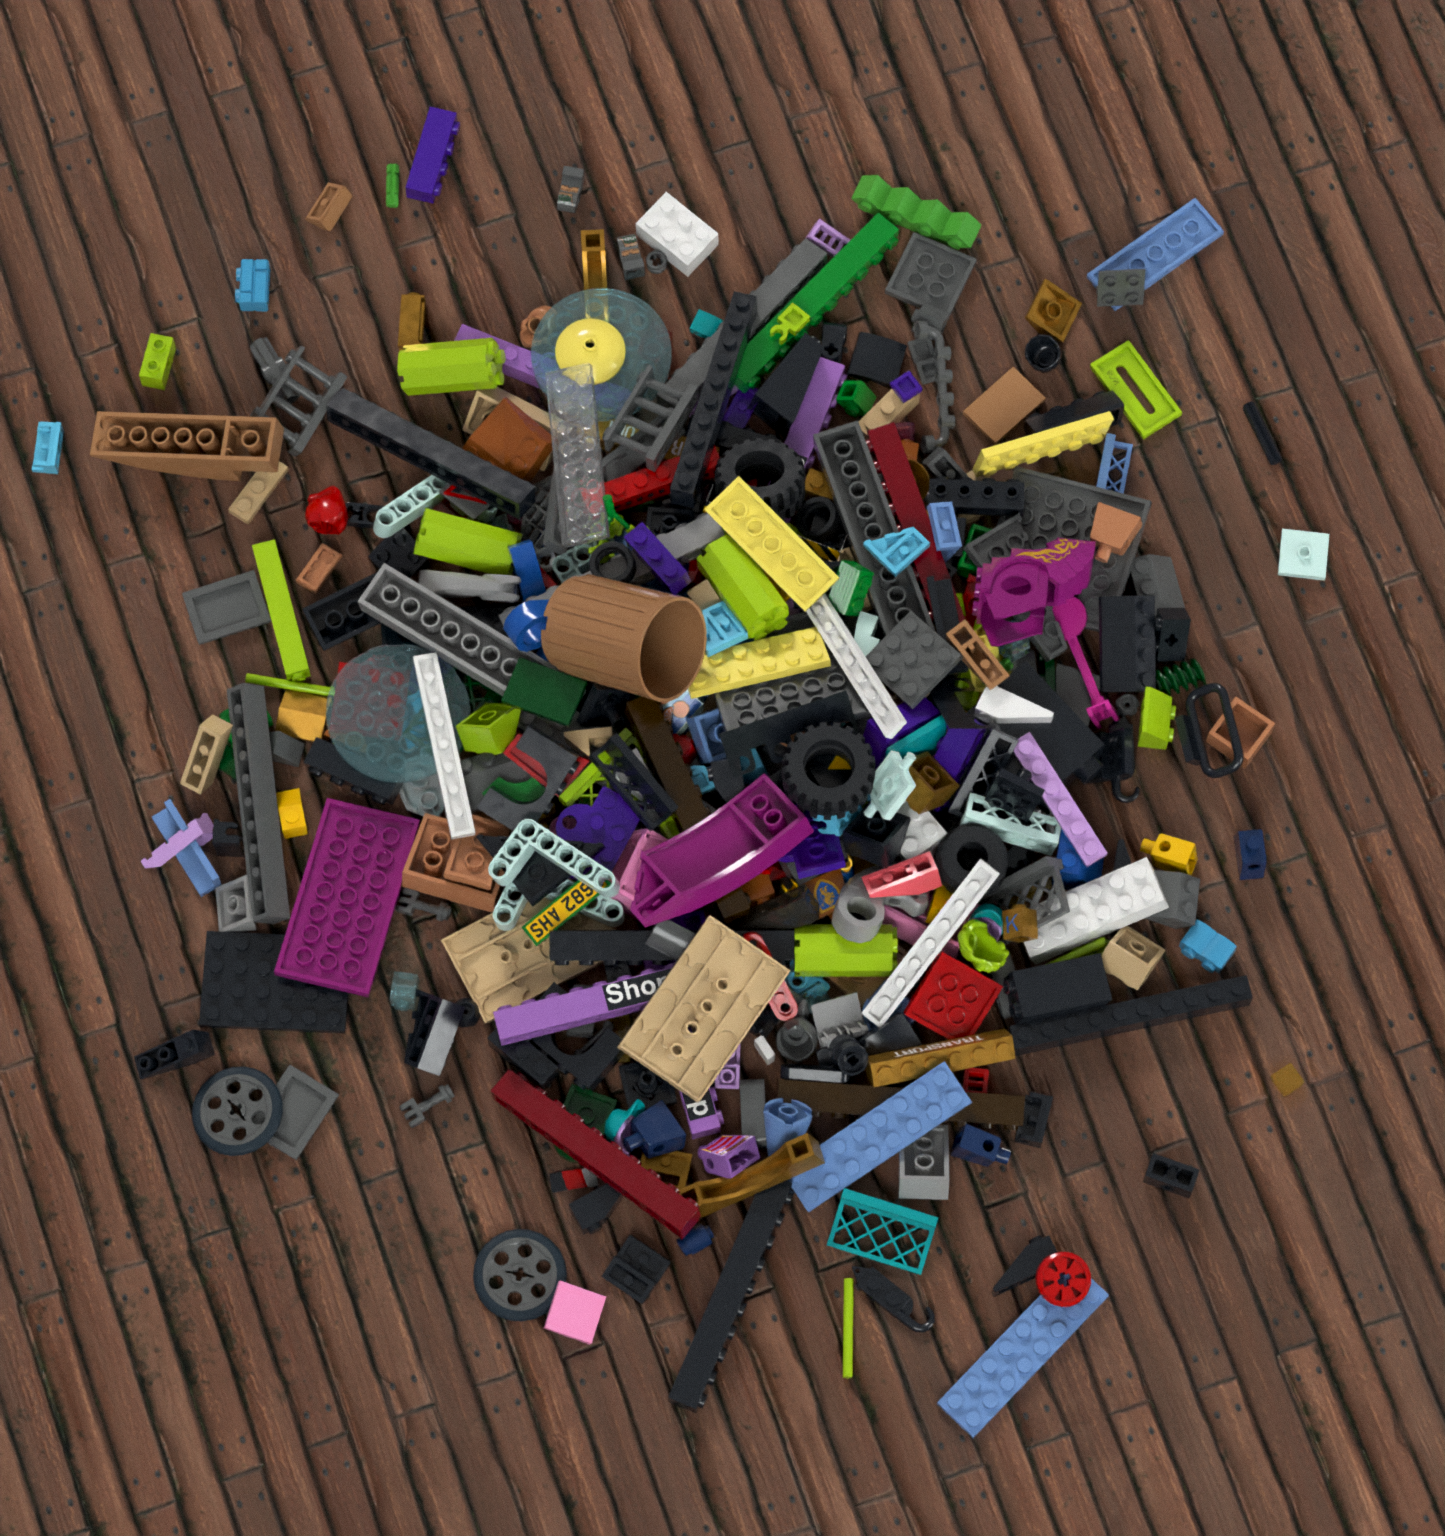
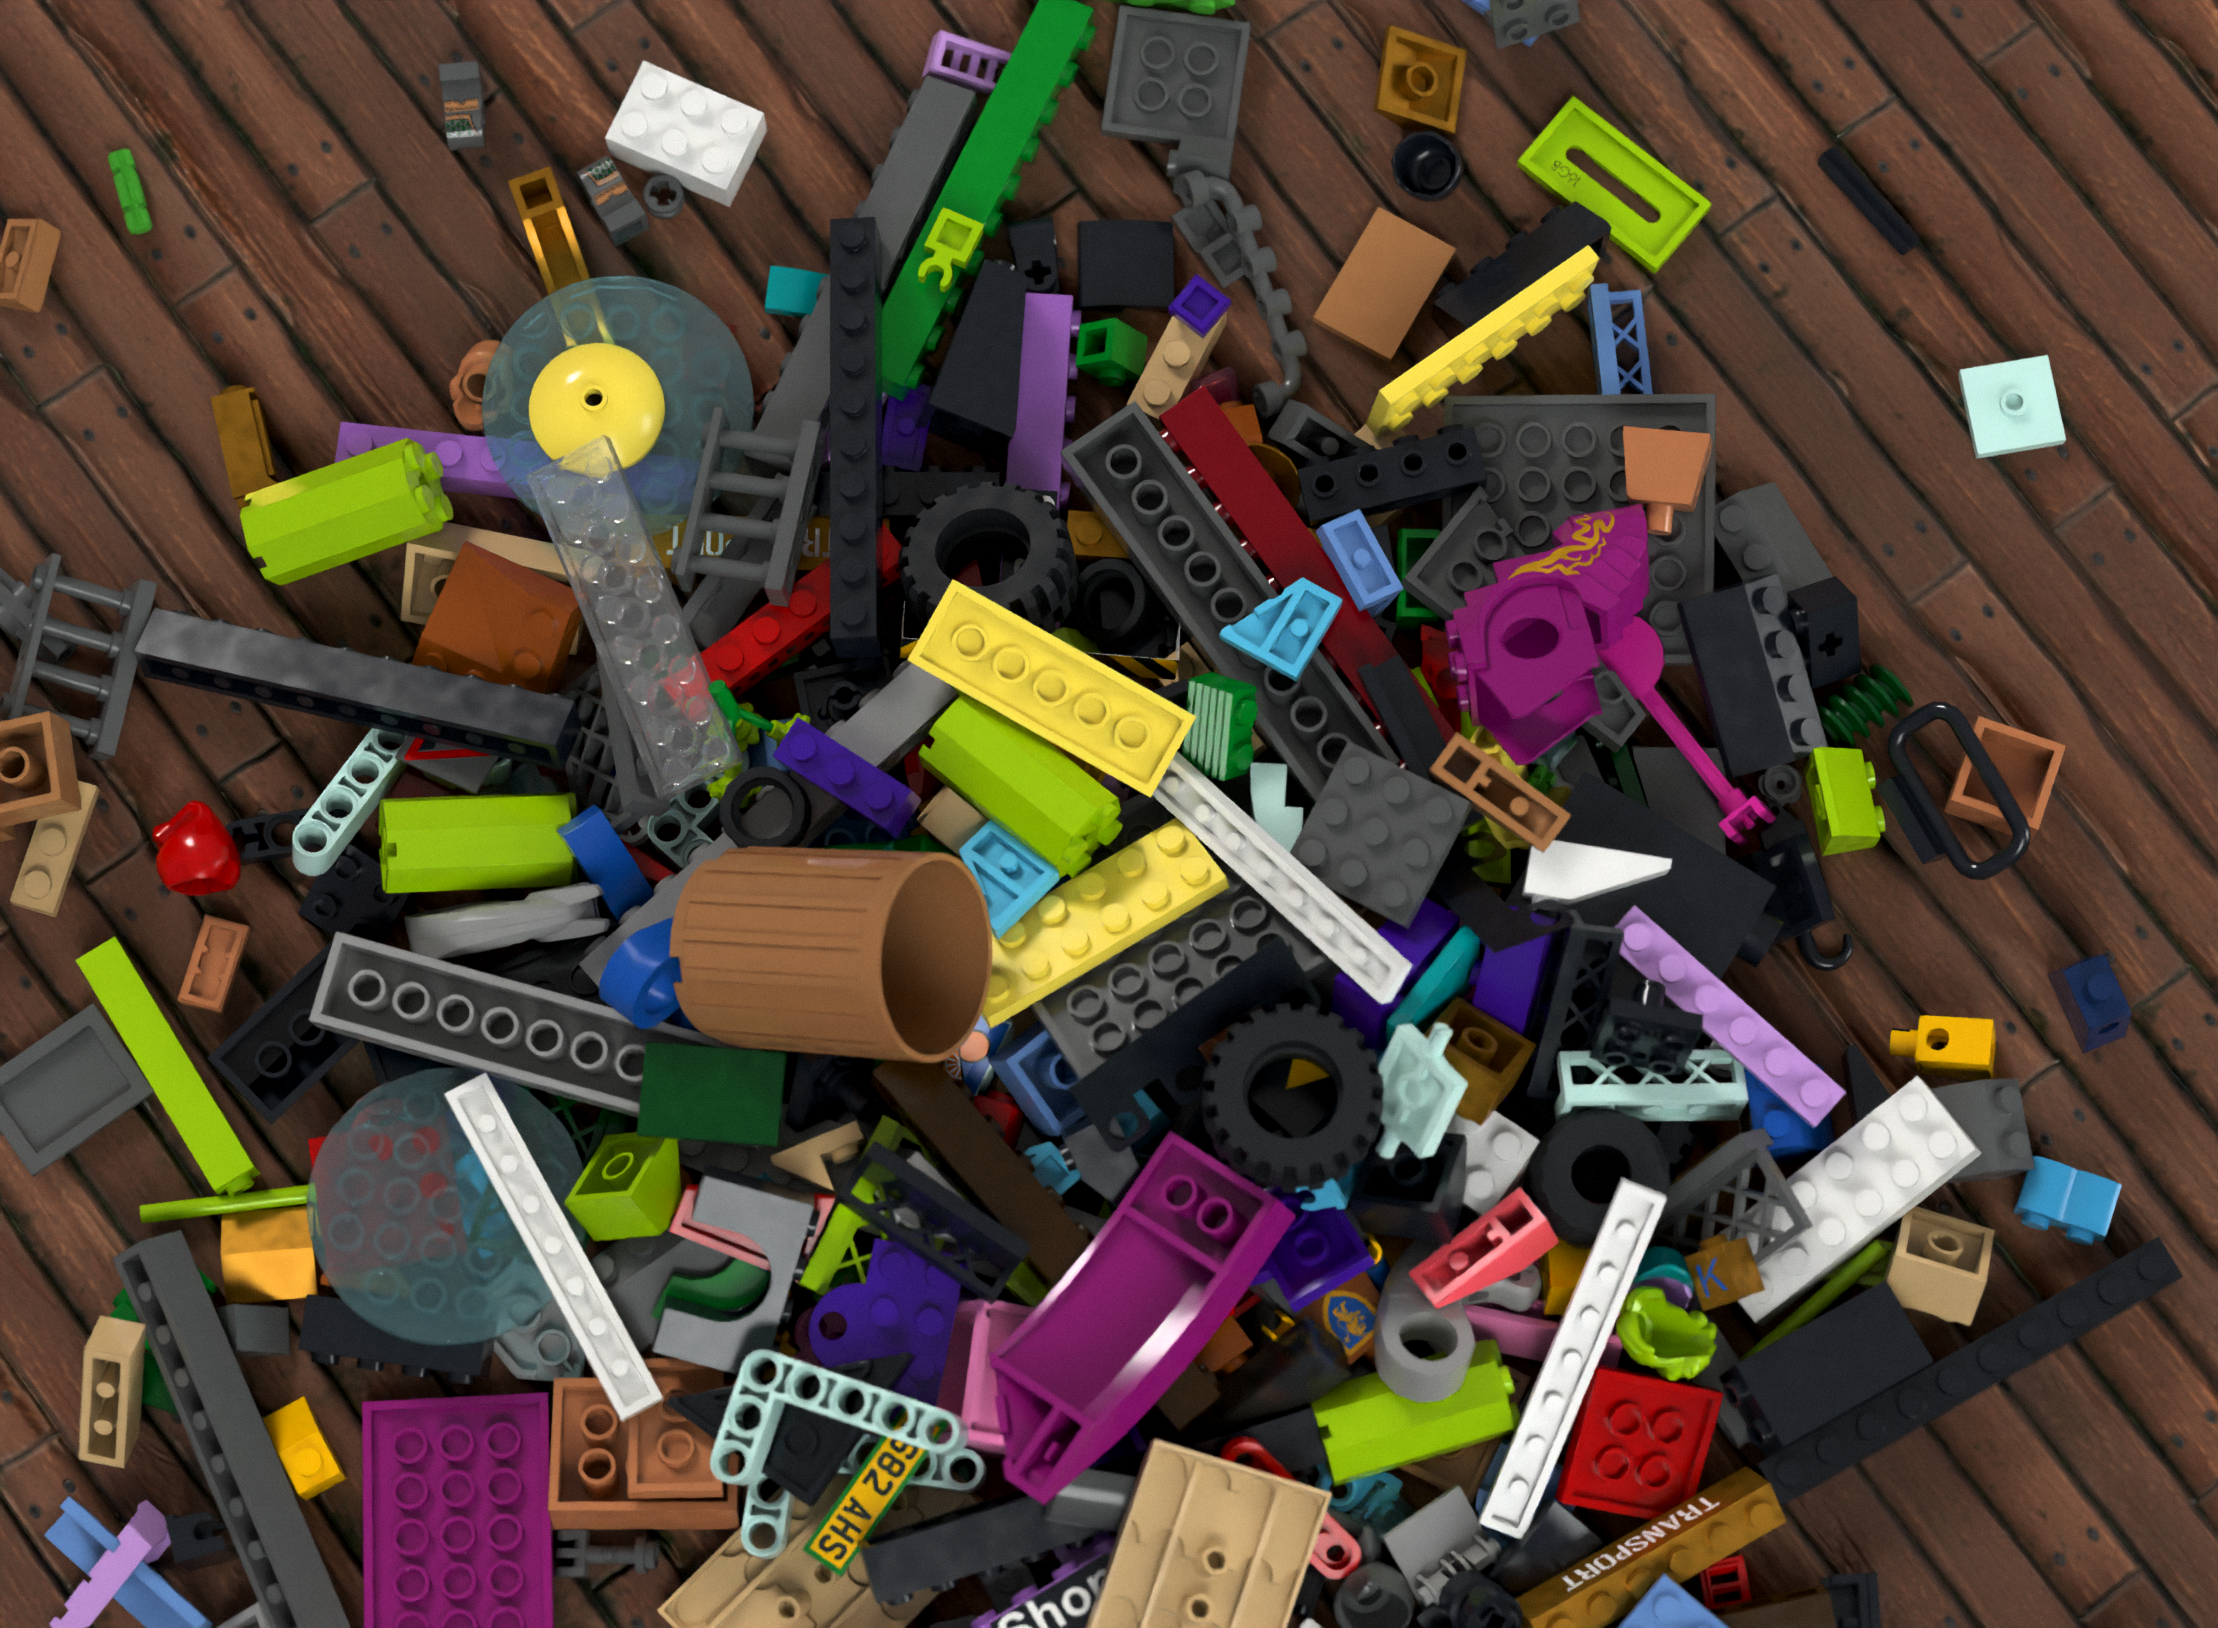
camera: 15 degrees left, 5 degrees up
(432, 154) = (186, 113): dark purple brick -> none

